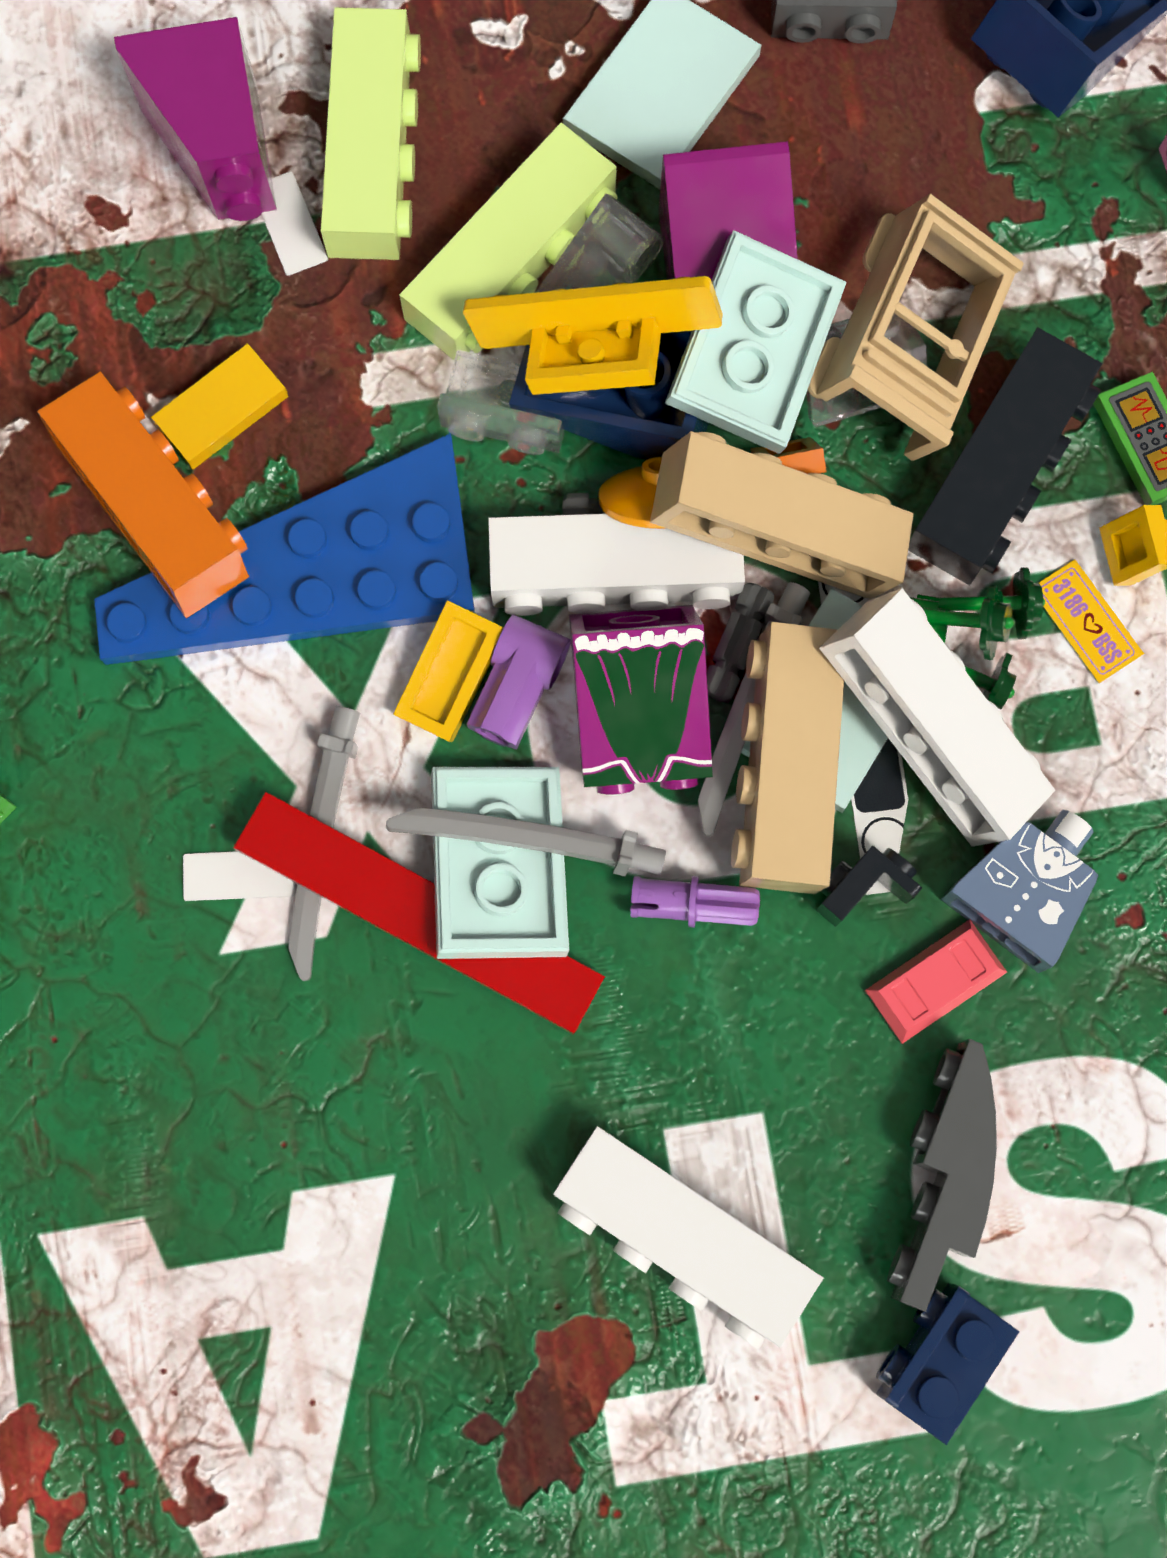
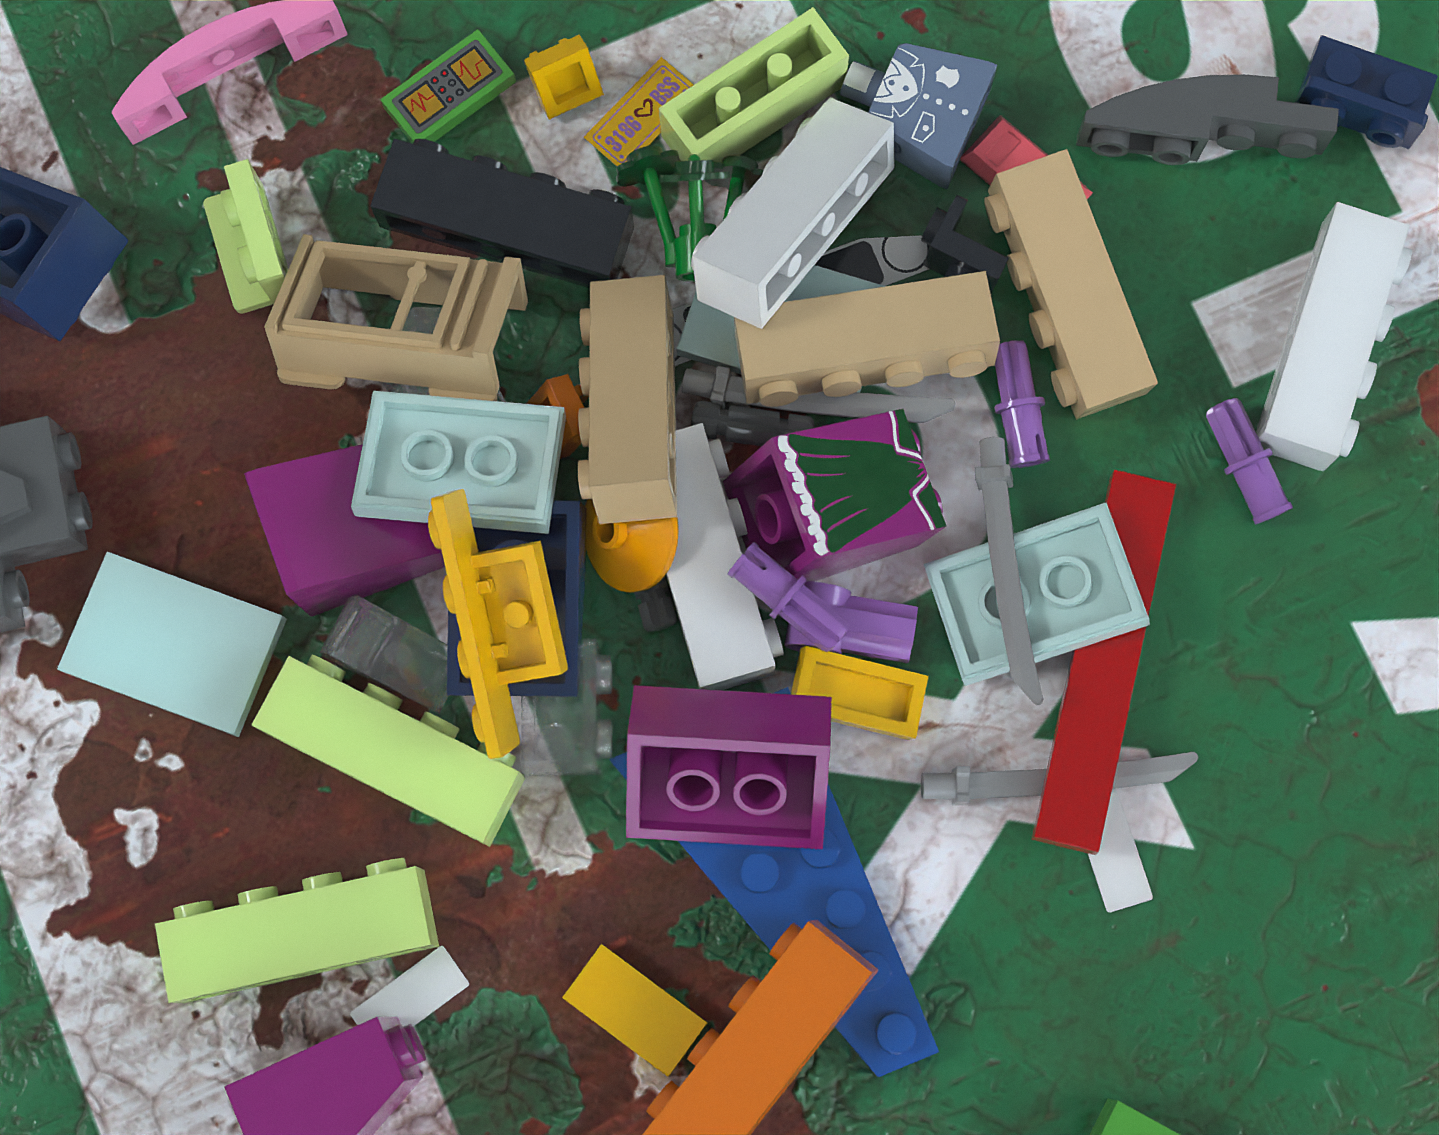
camera: 100 degrees left, 0 degrees up
(408, 522) = (728, 767): none -> magenta slope
(547, 615) = (789, 598): none -> medium lavender axle
(579, 1113) = (1247, 460): none -> medium lavender axle
(803, 979) = (1069, 284): none -> tan brick
(1039, 221) = (246, 239): none -> yellowish green bracket
(1075, 717) = (756, 91): none -> yellowish green brick

